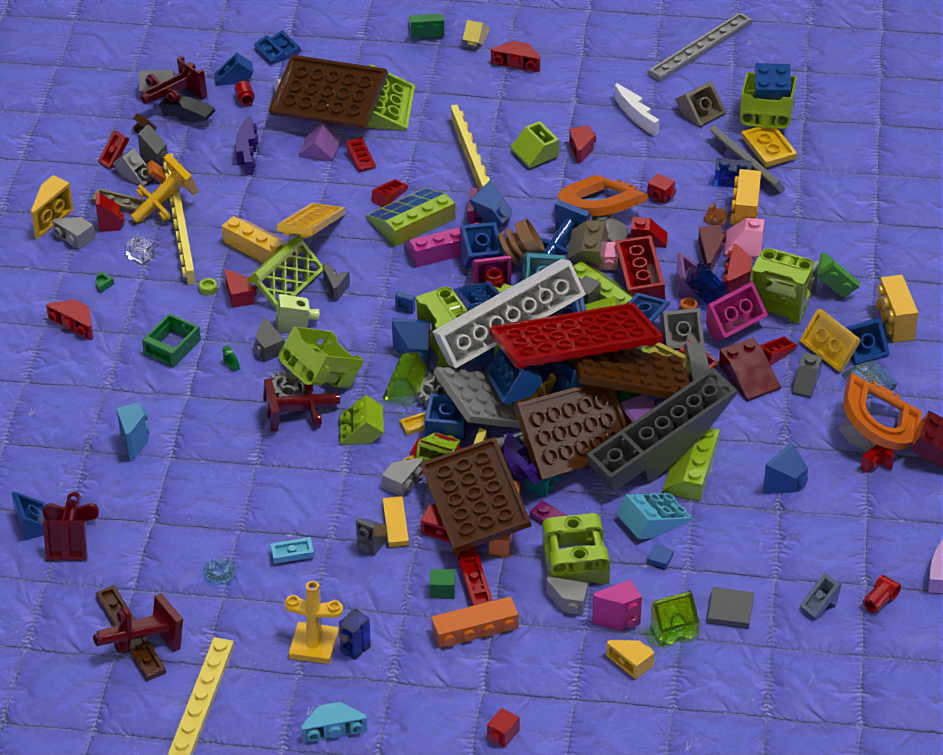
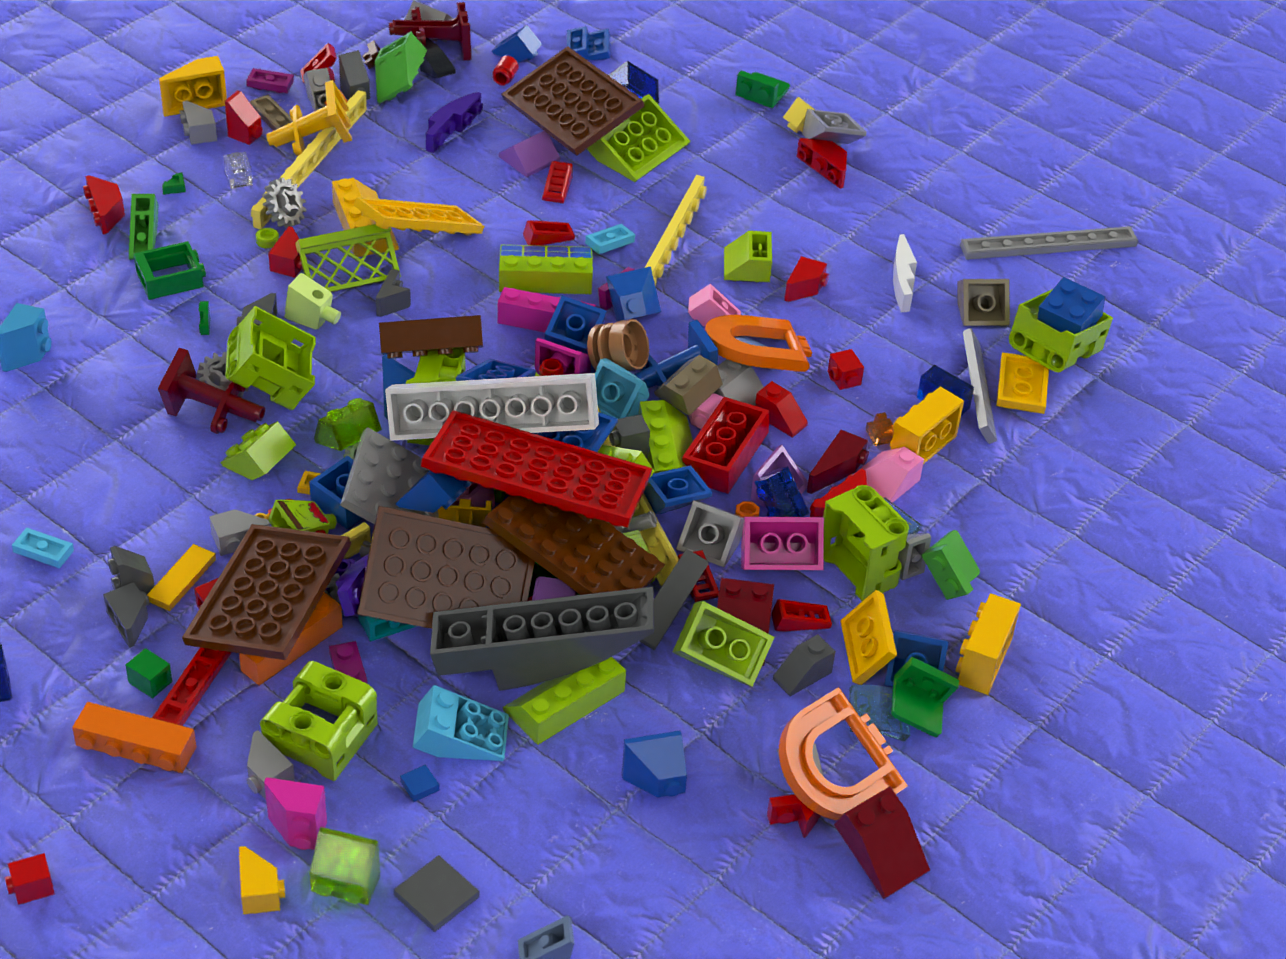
camera: 30 degrees right, 0 degrees up
(88, 177) = (270, 80): none -> magenta plate
(120, 319) = (143, 223): none -> bright green slope
(175, 125) = (398, 66): none -> bright green slope
(203, 256) = (284, 202): none -> light grey gear
(350, 55) = (636, 80): none -> clear blue slope
(389, 557) = (127, 611): none -> dark grey slope
(426, 288) = (431, 335): none -> reddish brown slope
(434, 176) = (610, 238): none -> medium azure plate
(505, 31) = (832, 127): none -> light grey slope
(543, 190) = (710, 304): none -> bright pink slope
(756, 386) = (723, 643): none -> lime slope
(883, 355) = (920, 695): none -> green bracket

